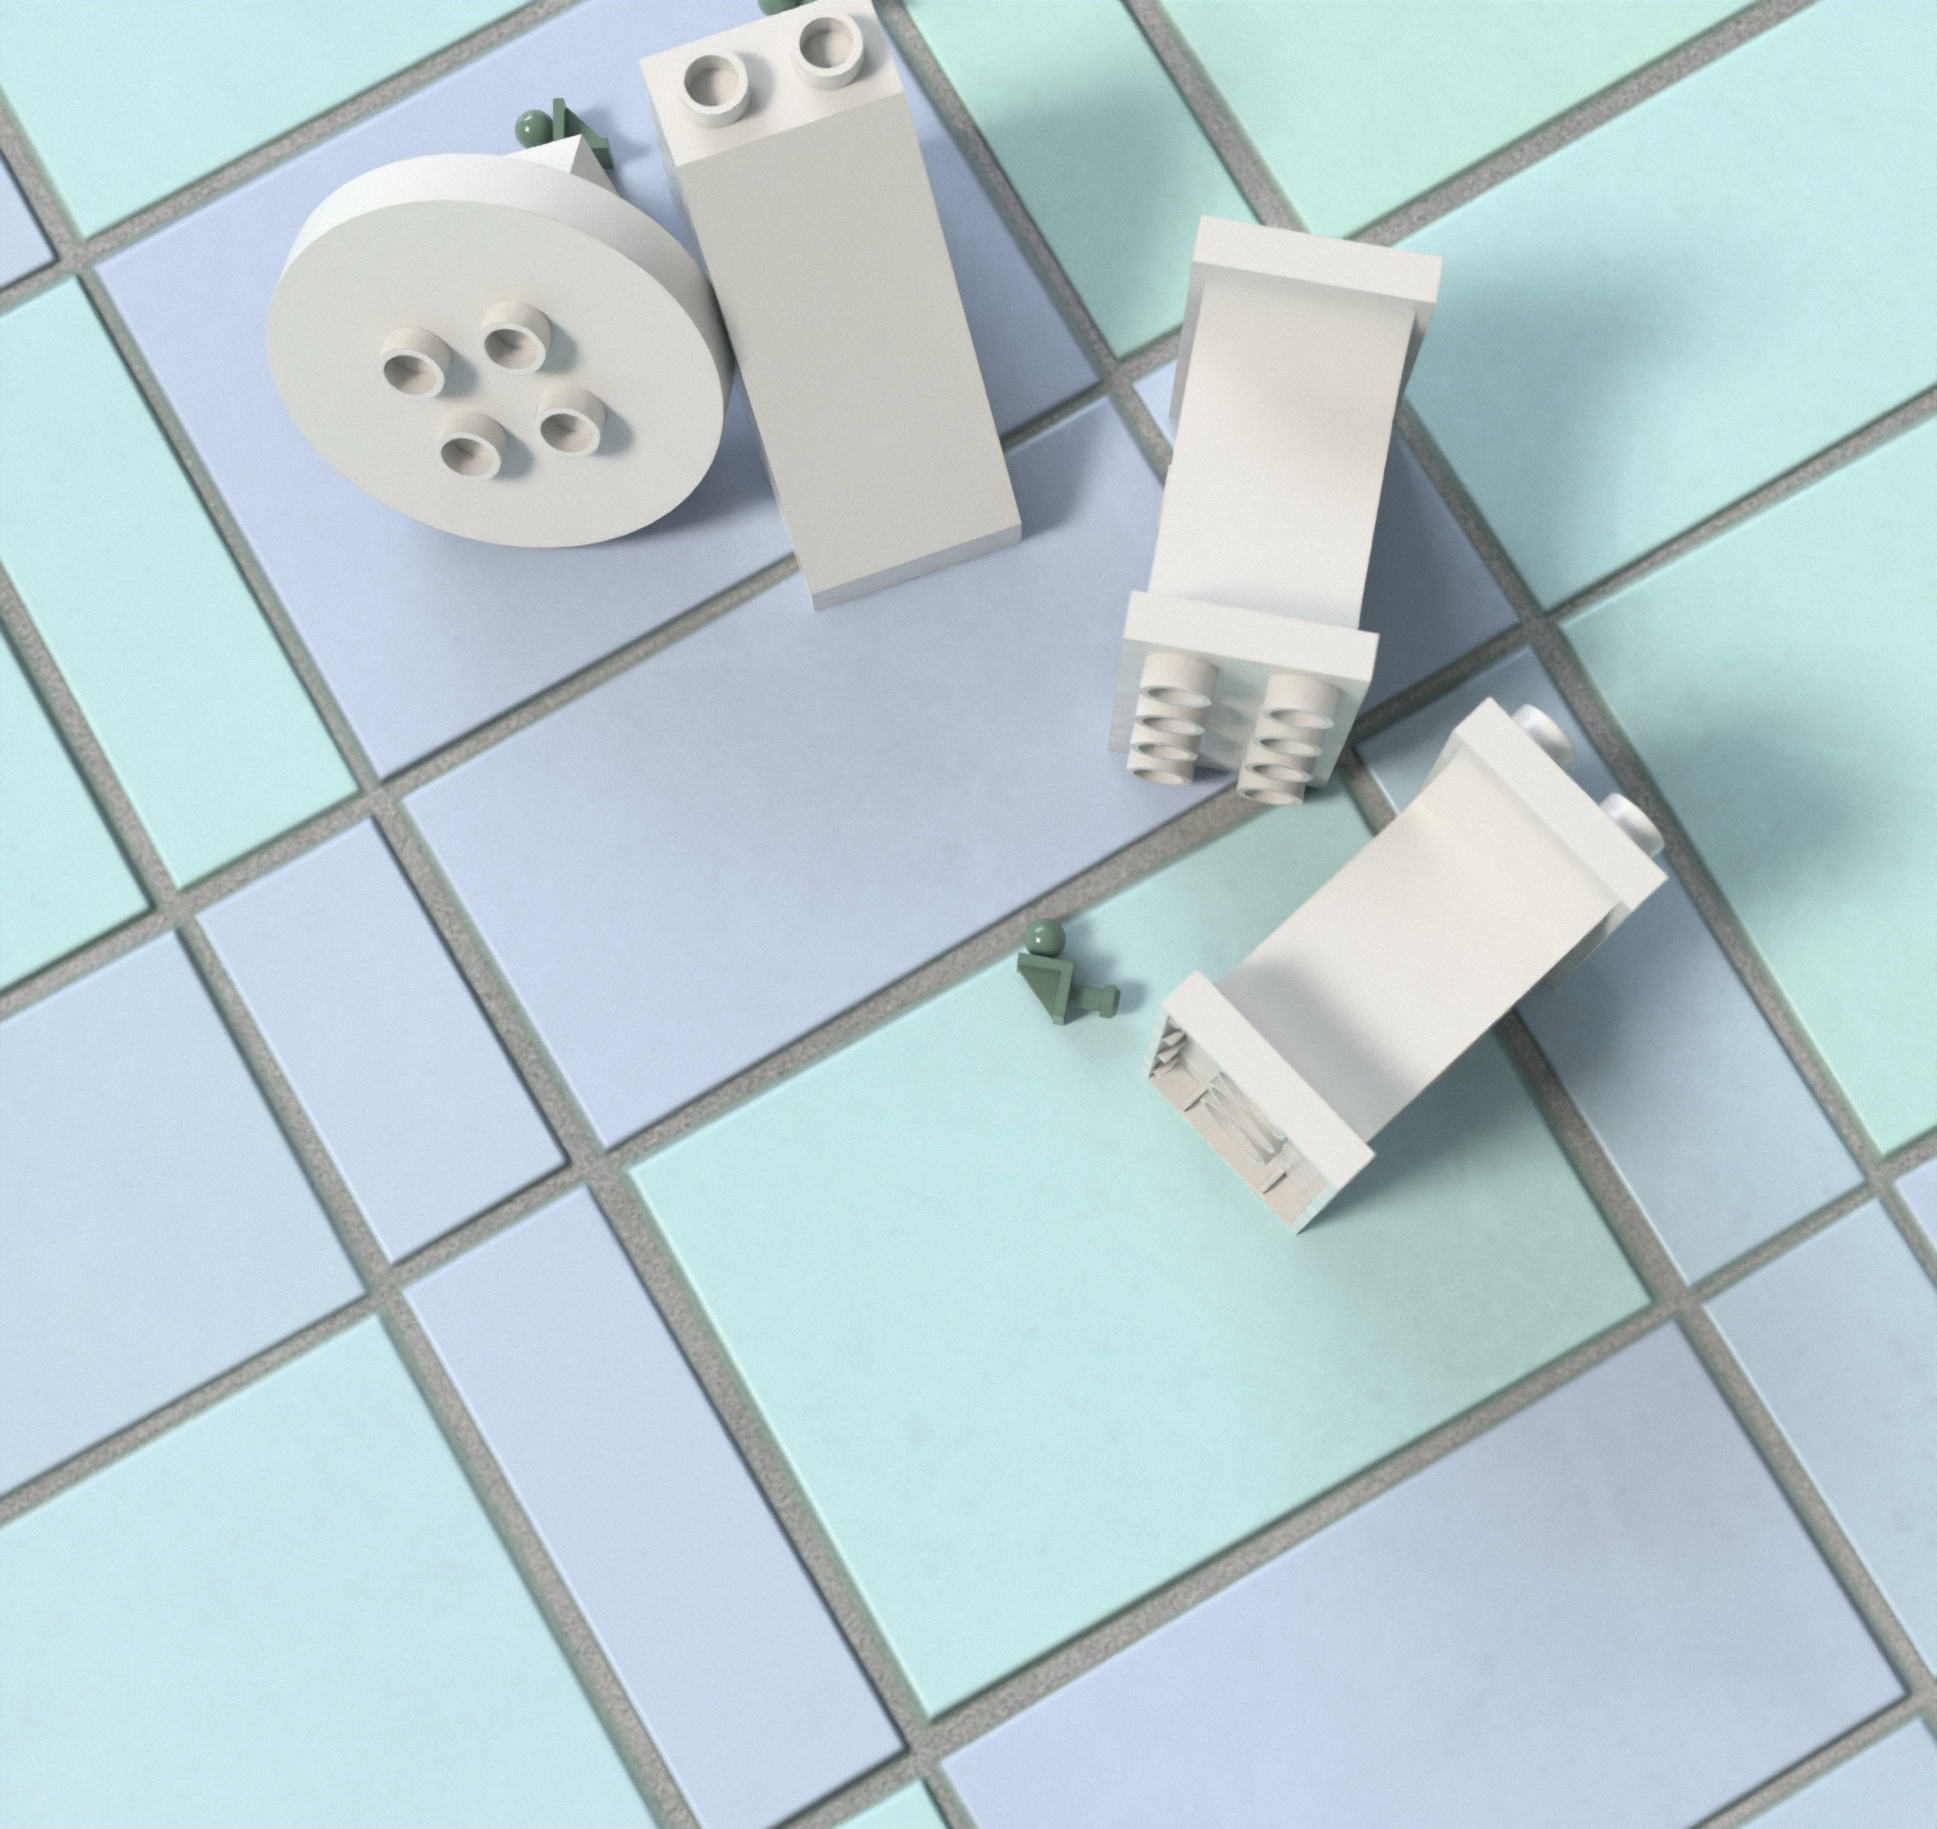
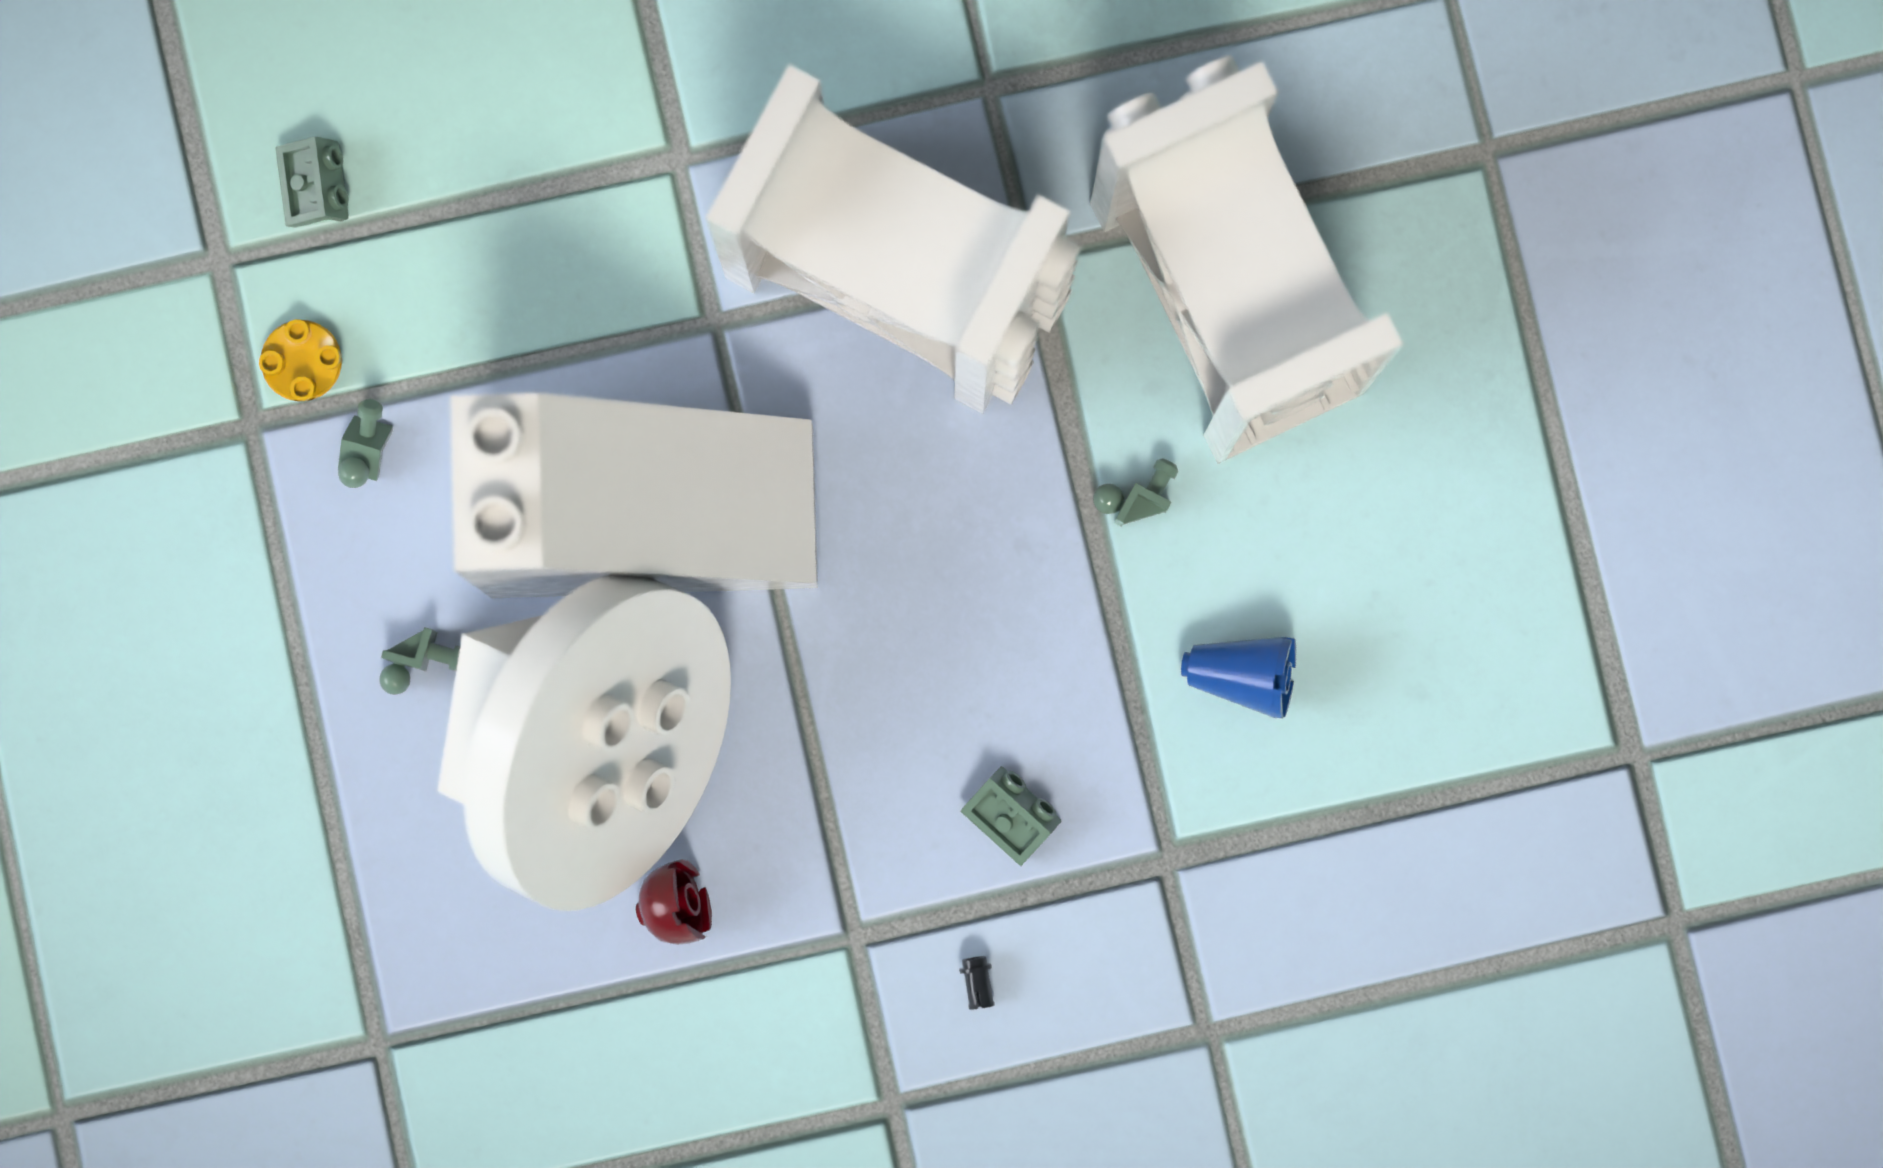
camera: 75 degrees left, 5 degrees up
(350, 553) = (673, 905): none -> dark red cylinder
(362, 966) = (977, 982): none -> black pin
(592, 942) = (1011, 815): none -> sand green bracket
(869, 1188) = (1245, 672): none -> blue cone

